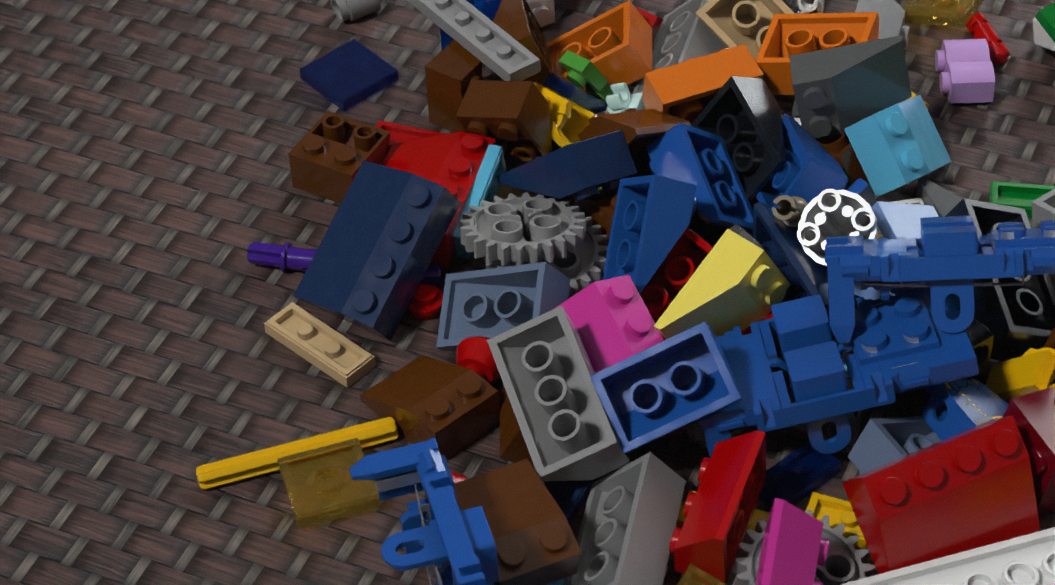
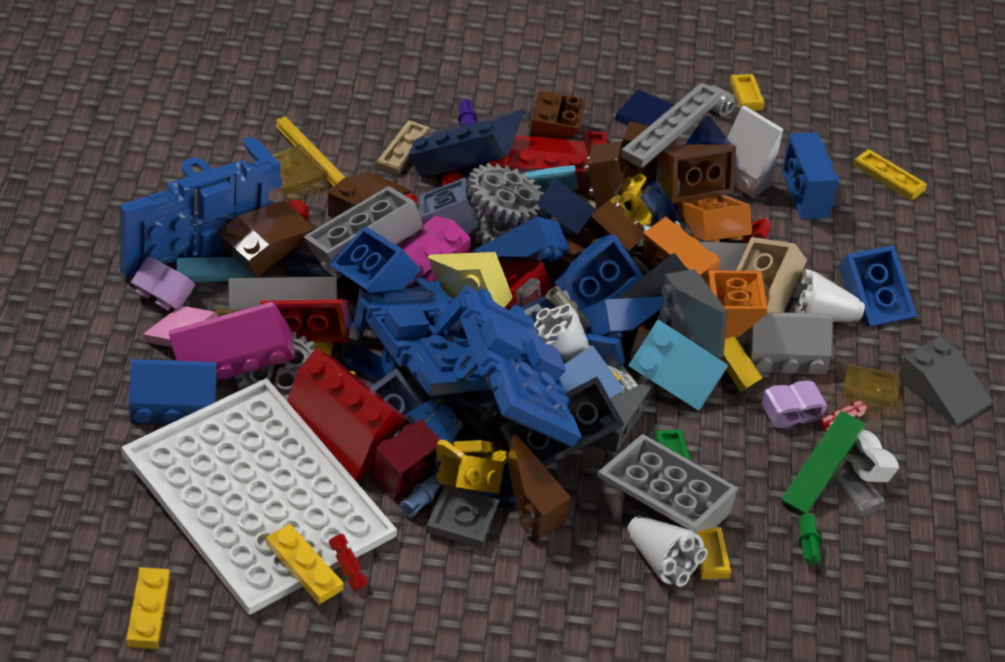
camera: 65 degrees right, 0 degrees up
(585, 74) = (676, 205): bright green plate -> none

